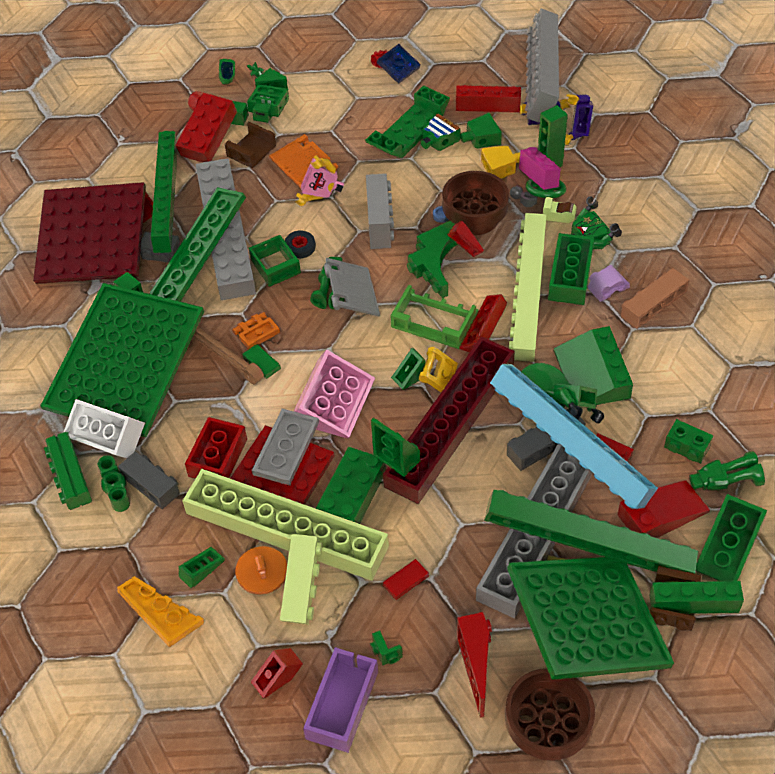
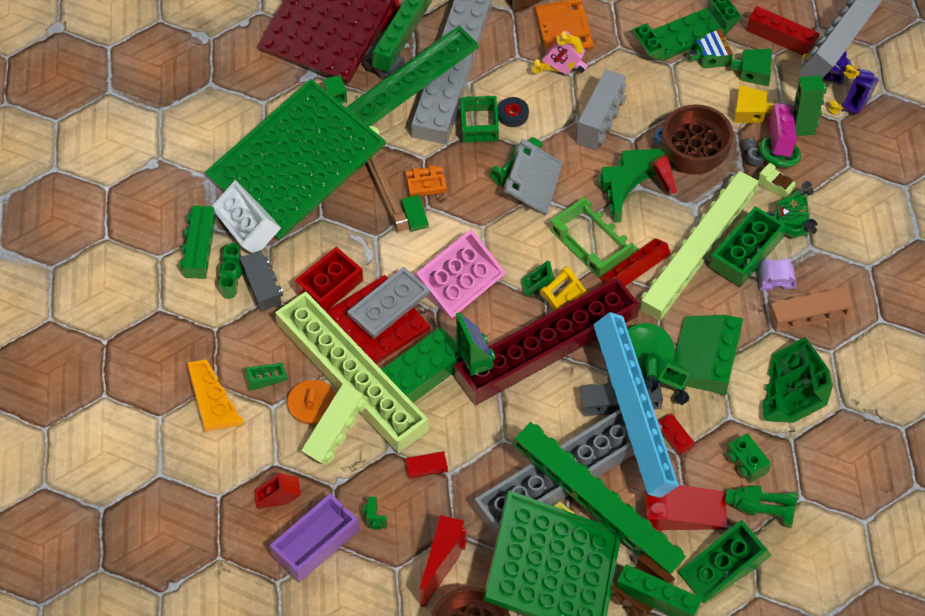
camera: 25 degrees right, 5 degrees up
(689, 359) = (797, 383): none -> green wedge

